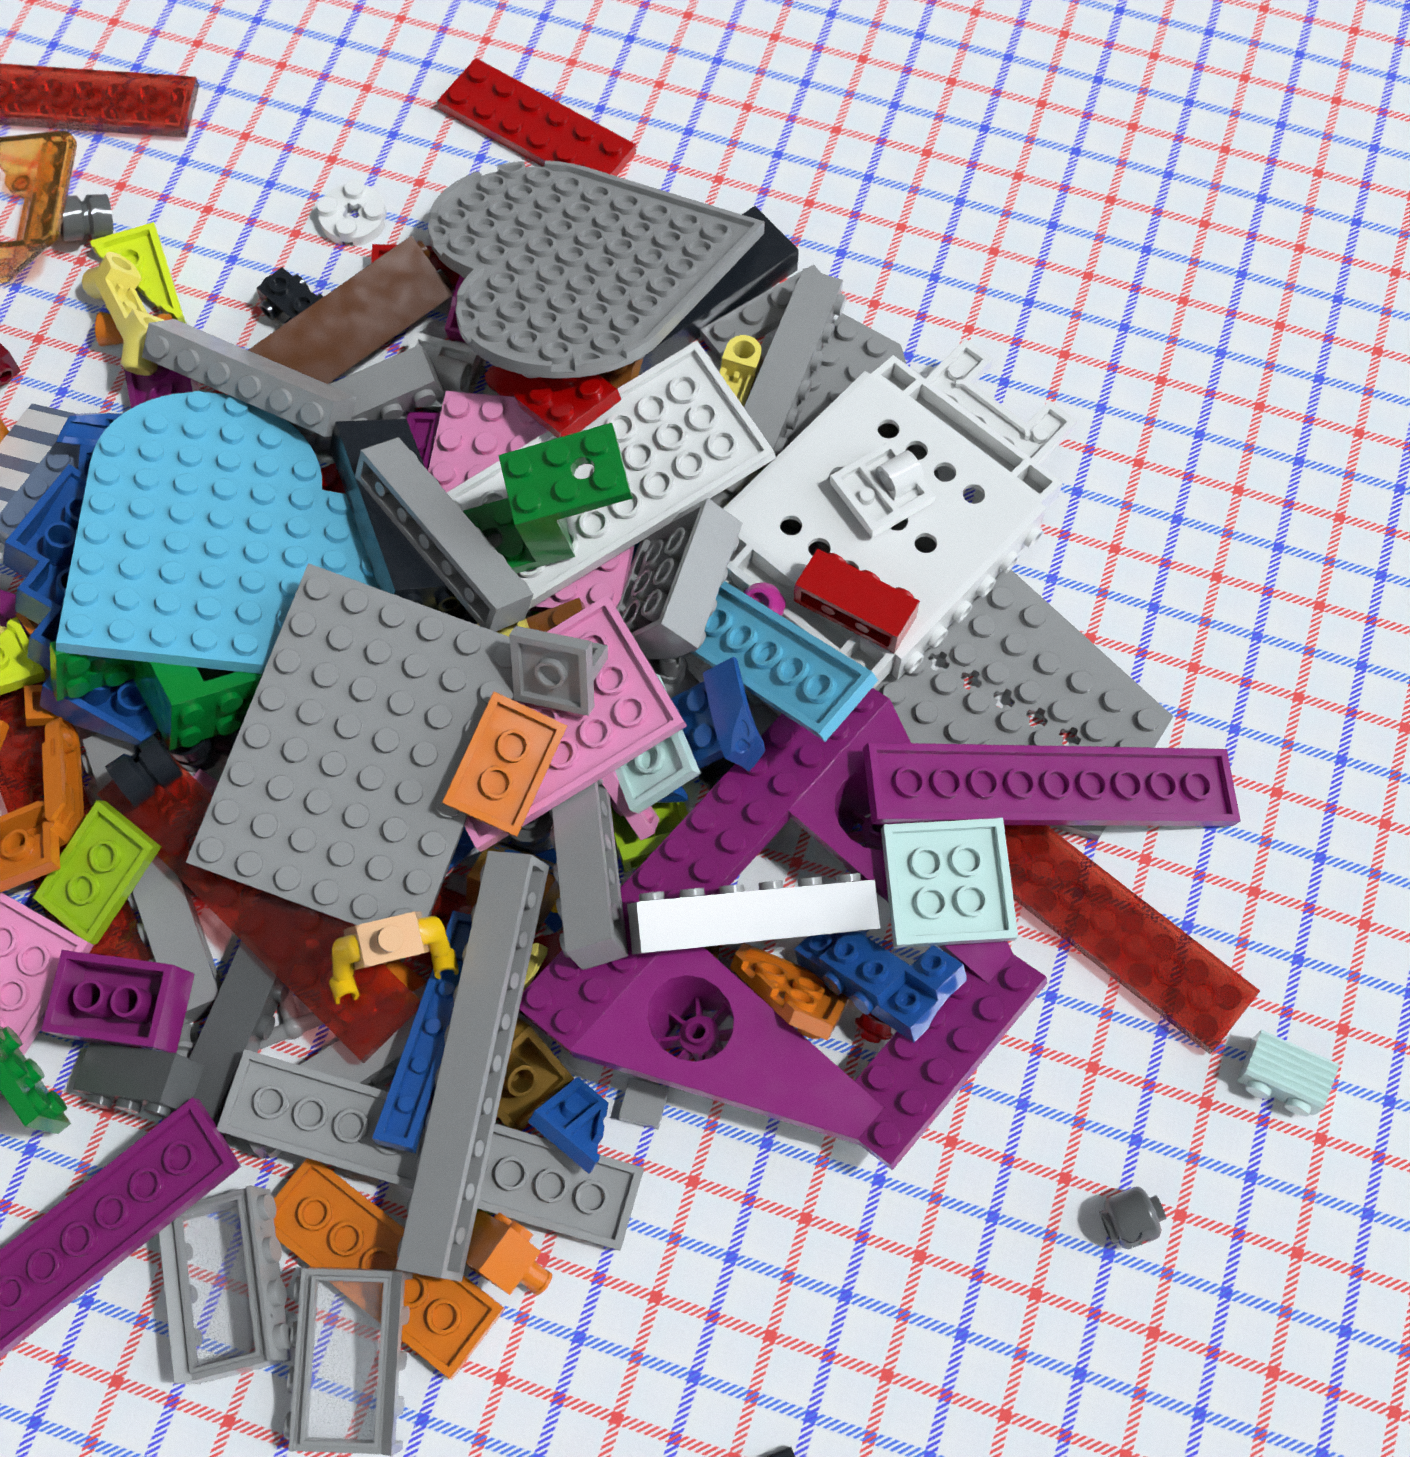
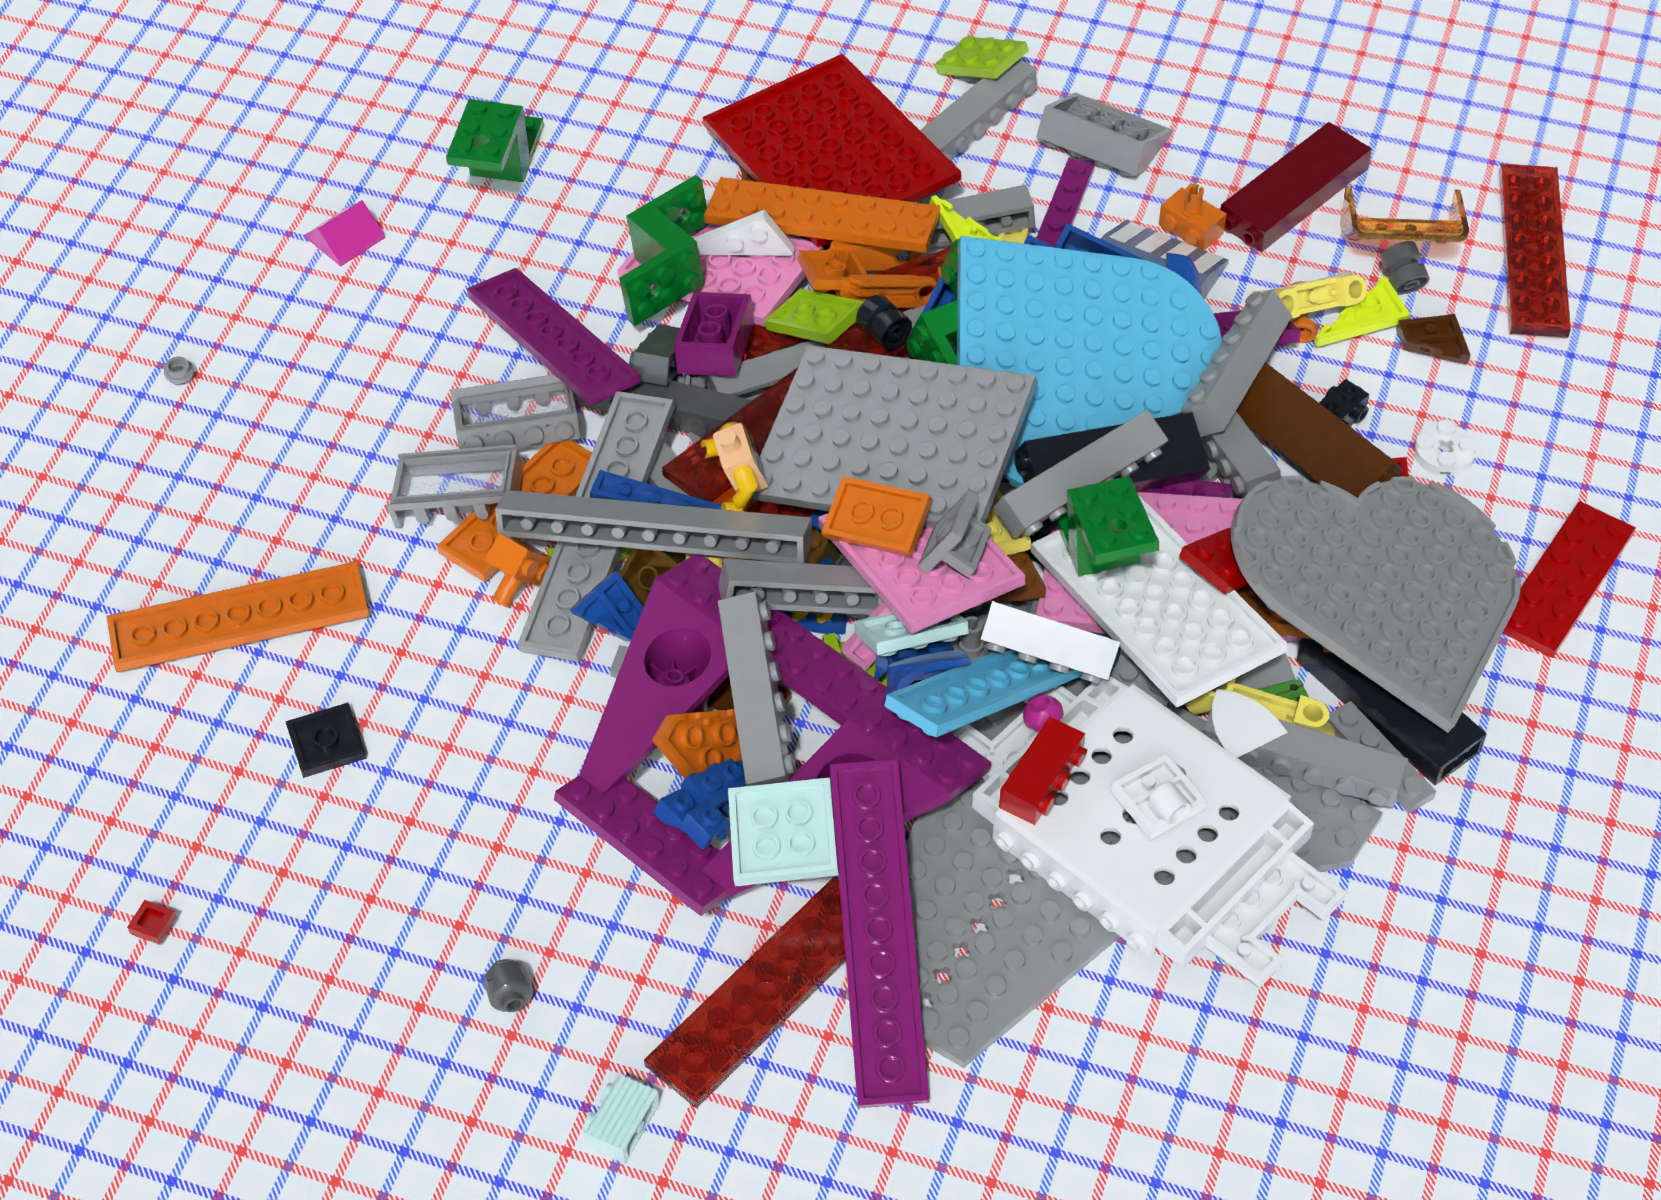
camera: 90 degrees right, 15 degrees down
(188, 204) = (1435, 337): none -> reddish brown wing
(772, 408) = (1243, 723): none -> white sticker

